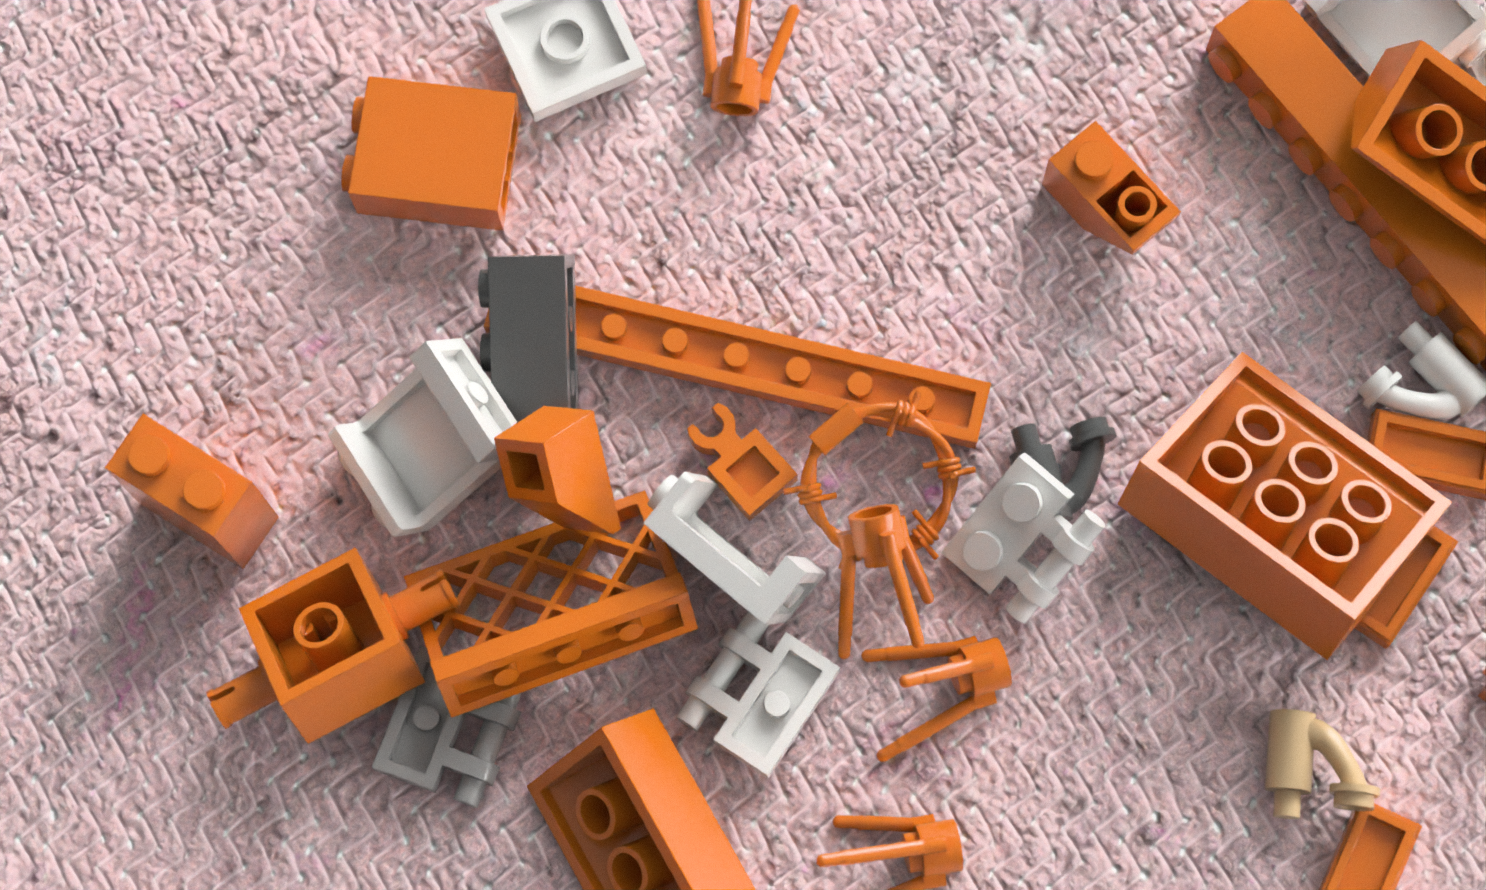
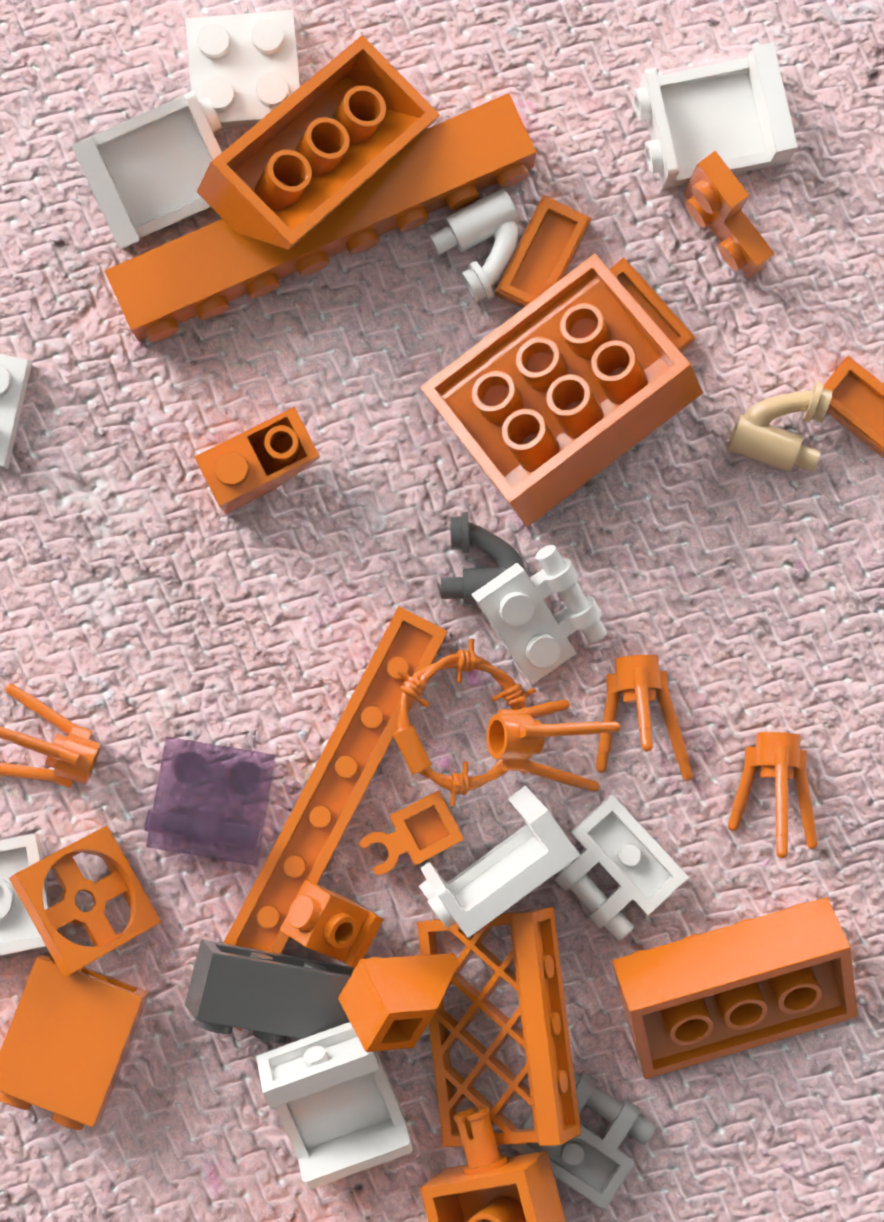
camera: 85 degrees left, 10 degrees up
(525, 123) = (122, 880): none -> orange piece
(624, 389) = (331, 923): none -> orange brick
(724, 238) = (211, 801): none -> clear purple plate

